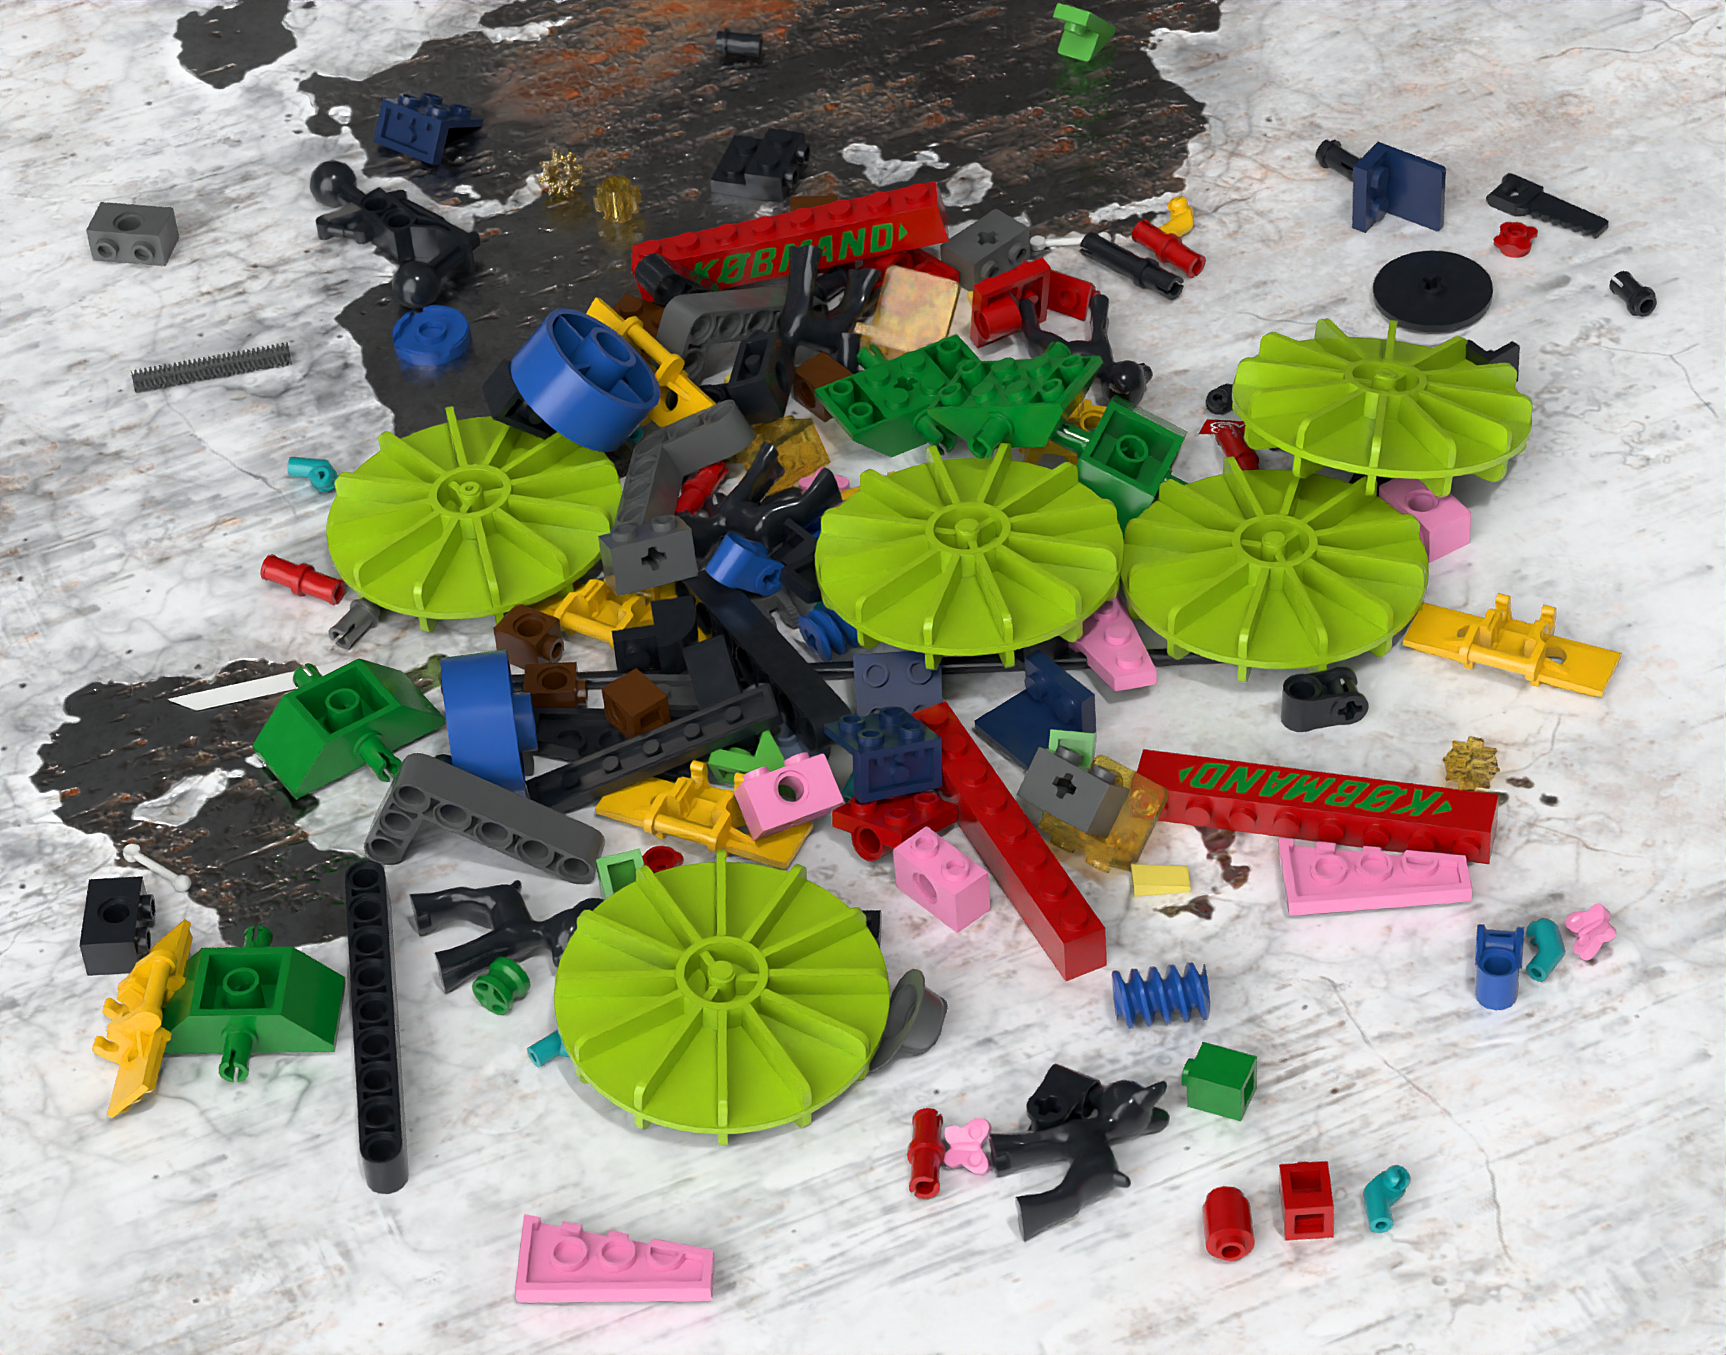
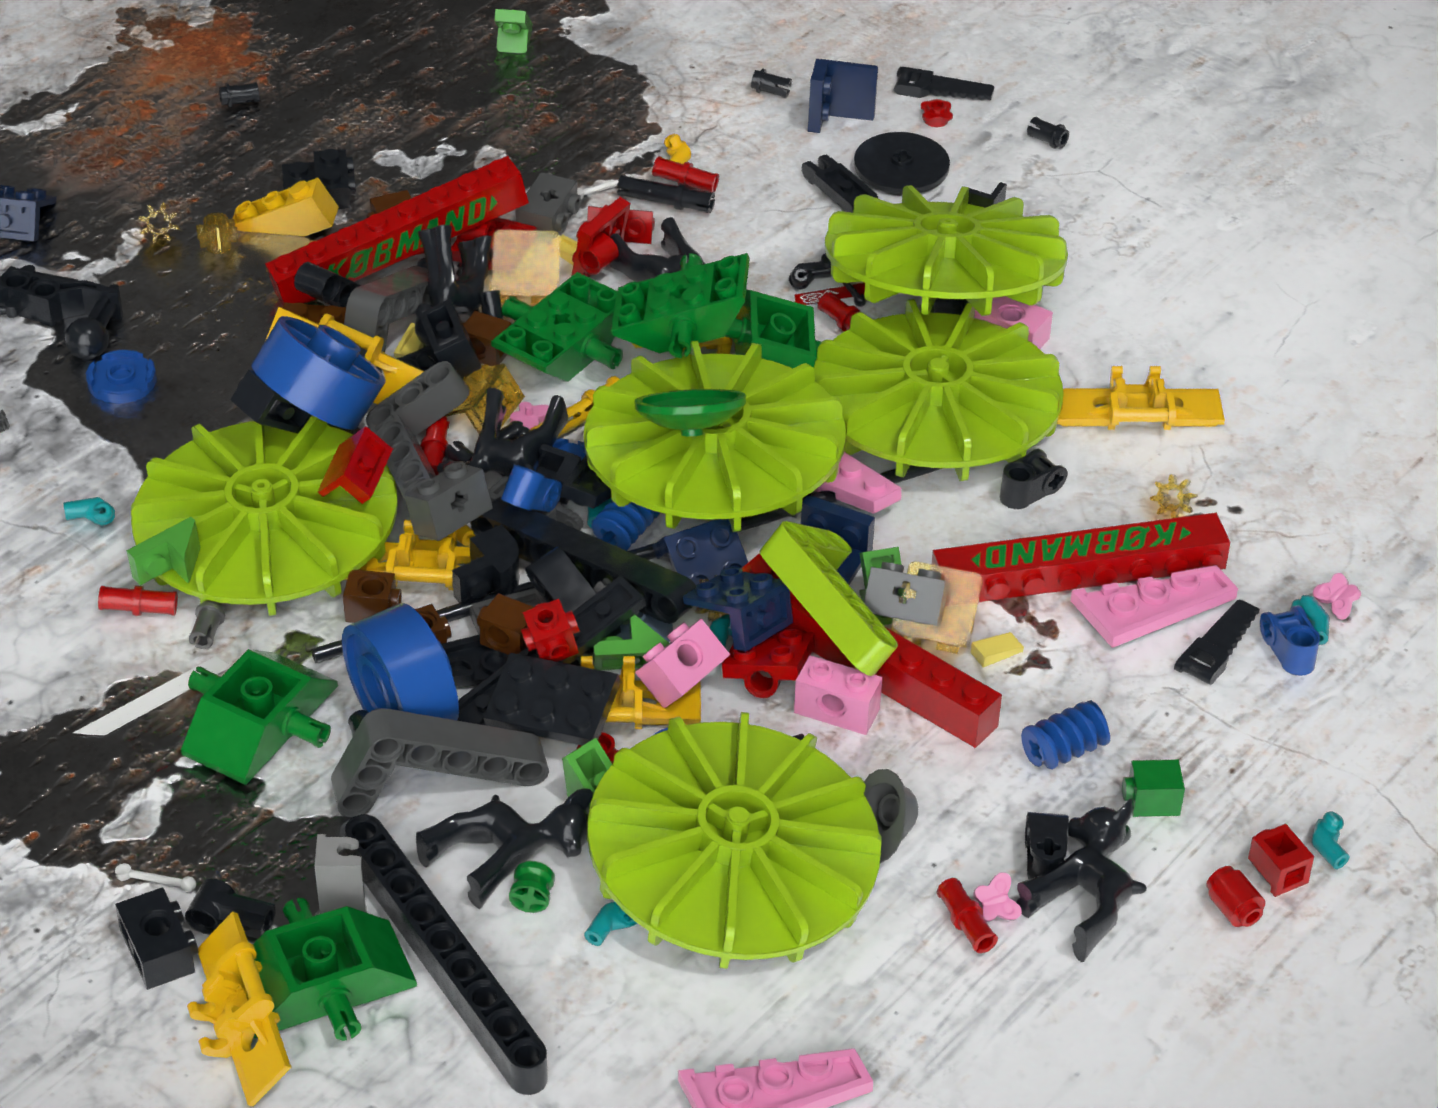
camera: 30 degrees left, 0 degrees up
(208, 924) = (218, 899): none -> black piece
(304, 918) = (337, 876): none -> light grey hinge
(340, 533) = (169, 549): none -> bright green slope
(572, 492) = (357, 465): none -> red panel
(630, 797) = (552, 699): none -> black plate
(658, 724) = (550, 631): none -> red brick
(710, 192) = (292, 212): none -> yellow slope
(923, 516) = (690, 409): none -> green dish
(963, 724) = (808, 566): none -> lime beam
(1340, 300) = (836, 181): none -> black hinge
(1413, 945) = (1217, 643): none -> black piece

